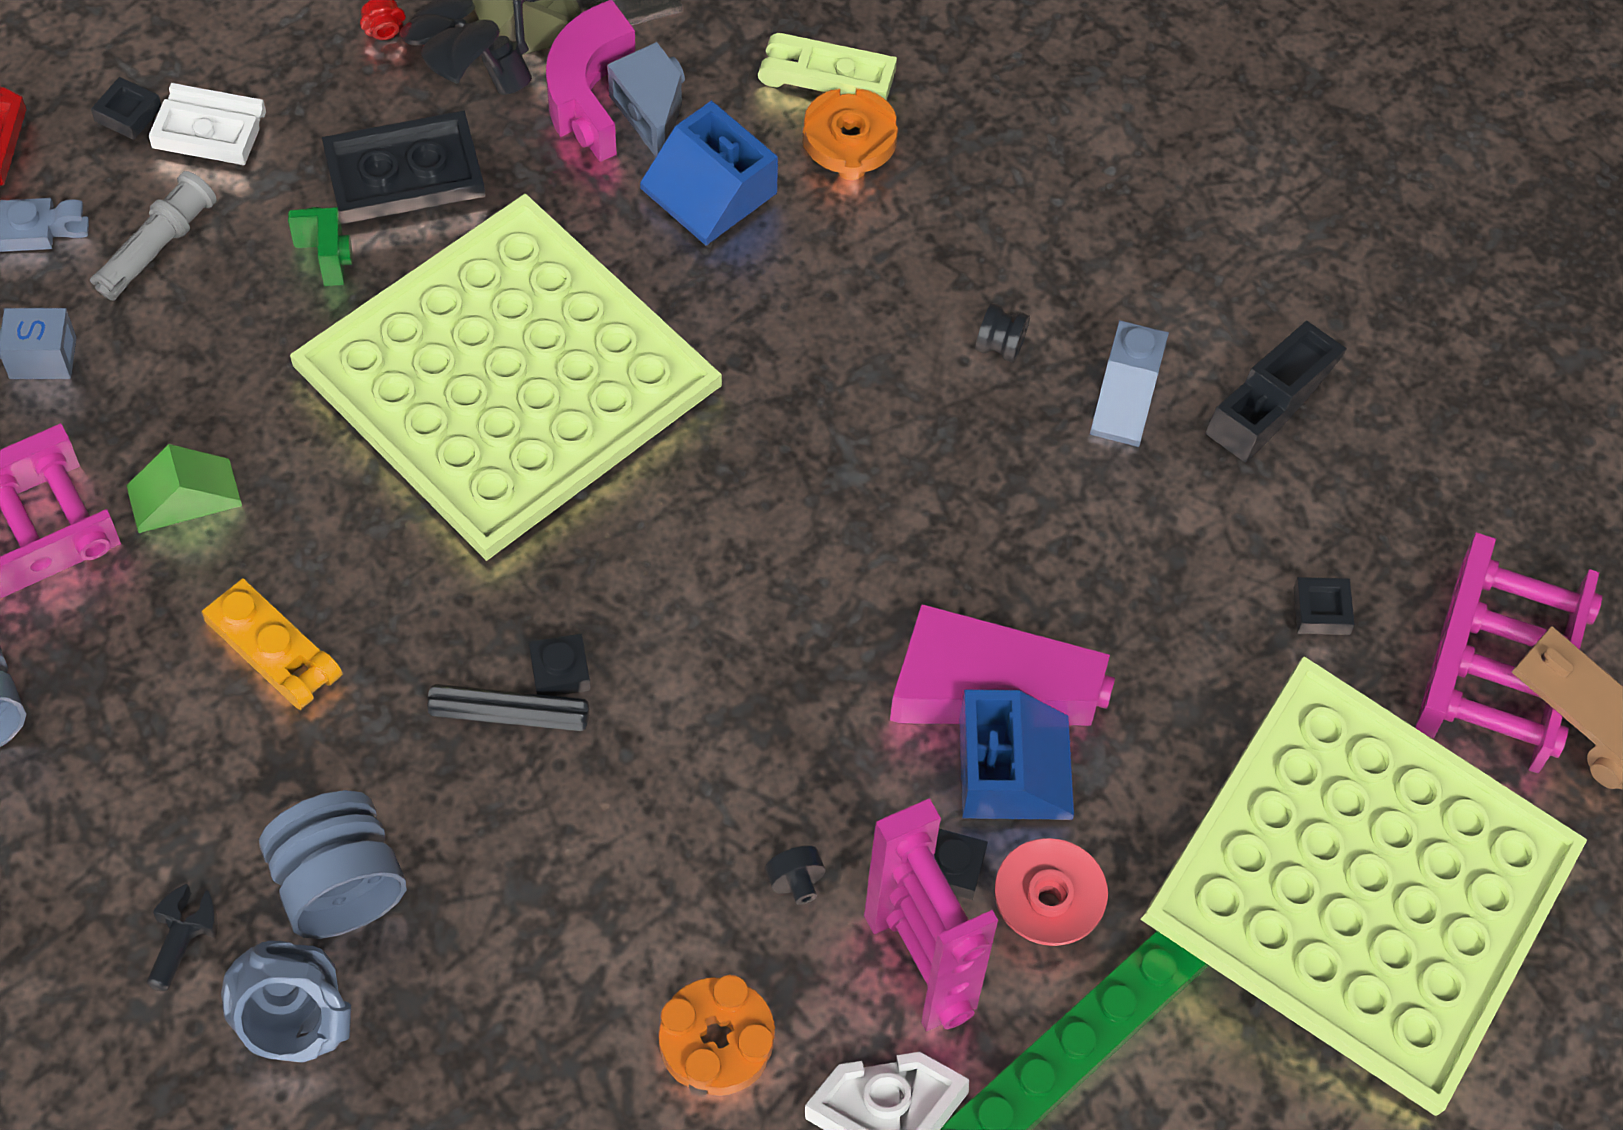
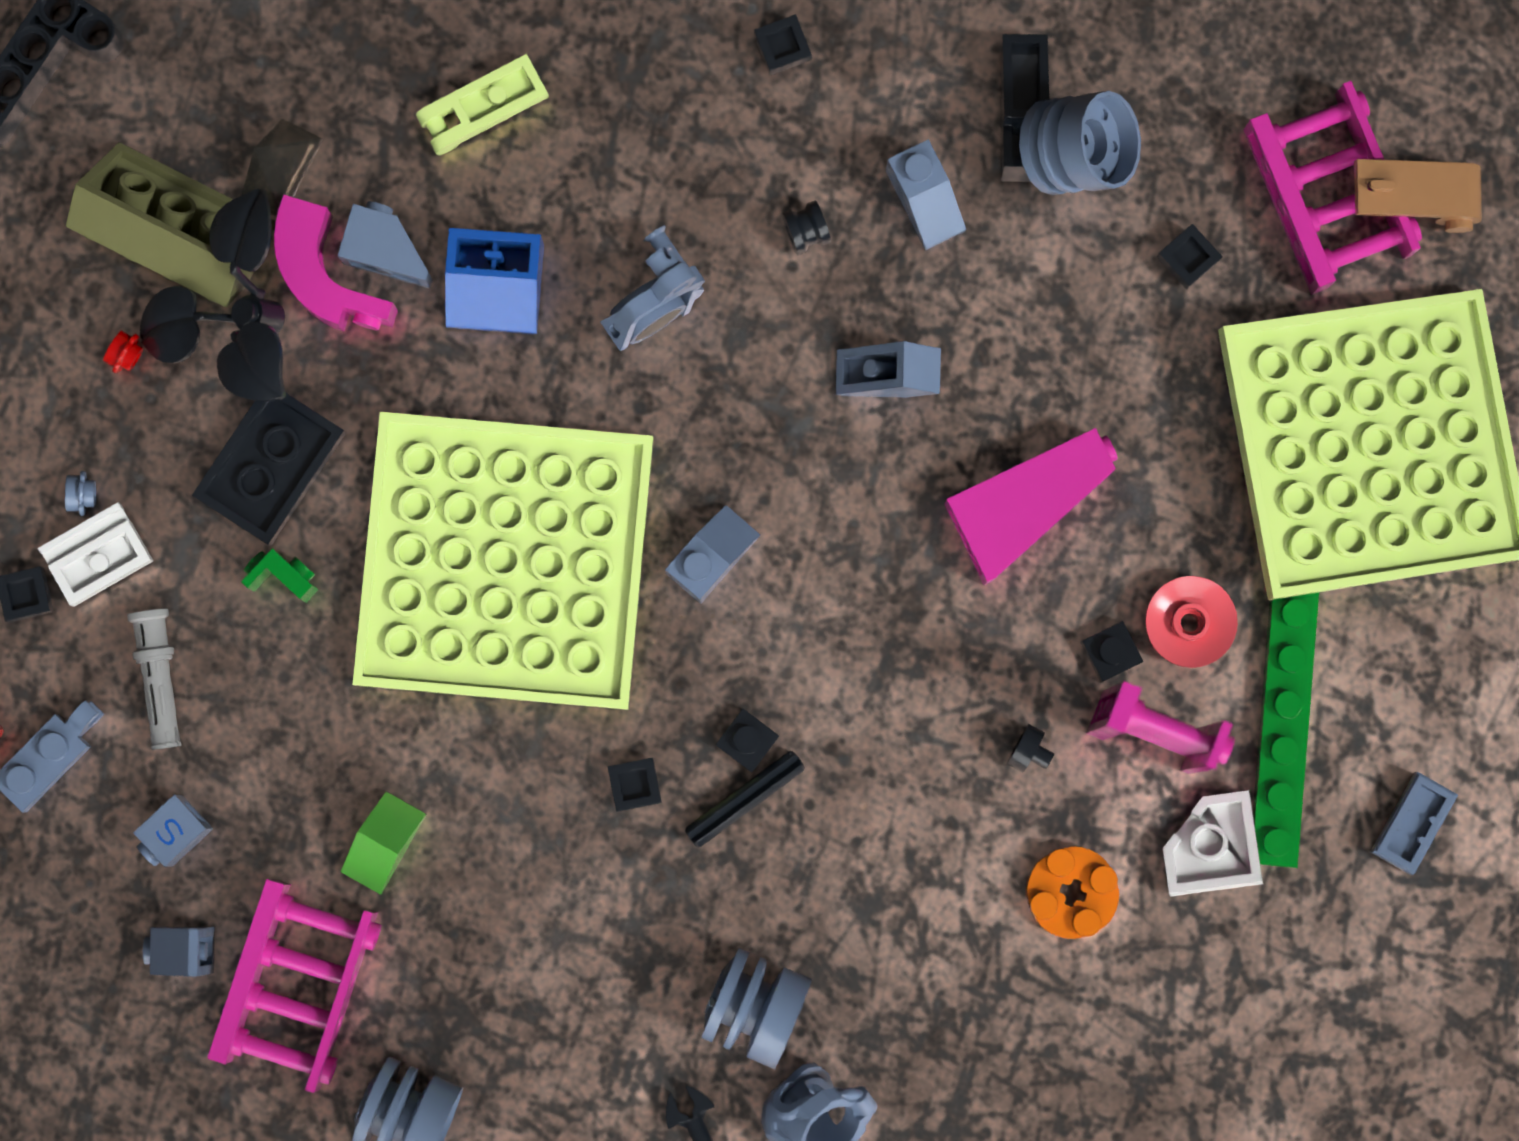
camera: 40 degrees left, 25 degrees up
(244, 77) = (79, 493): none -> sand blue plate
(270, 643) = (551, 893): light orange plate -> none
(428, 615) = (634, 784): none -> black plate
(677, 497) = (712, 554): none -> sand blue slope
(814, 273) = (658, 300): none -> sand blue piece
(846, 153) = (566, 166): orange plate -> none
(971, 484) = (888, 370): none -> sand blue slope
(1014, 757) = (1094, 551): blue slope -> none
(1110, 201) = (782, 44): none -> black plate
(1300, 420) = (1080, 143): none -> sand blue wheel

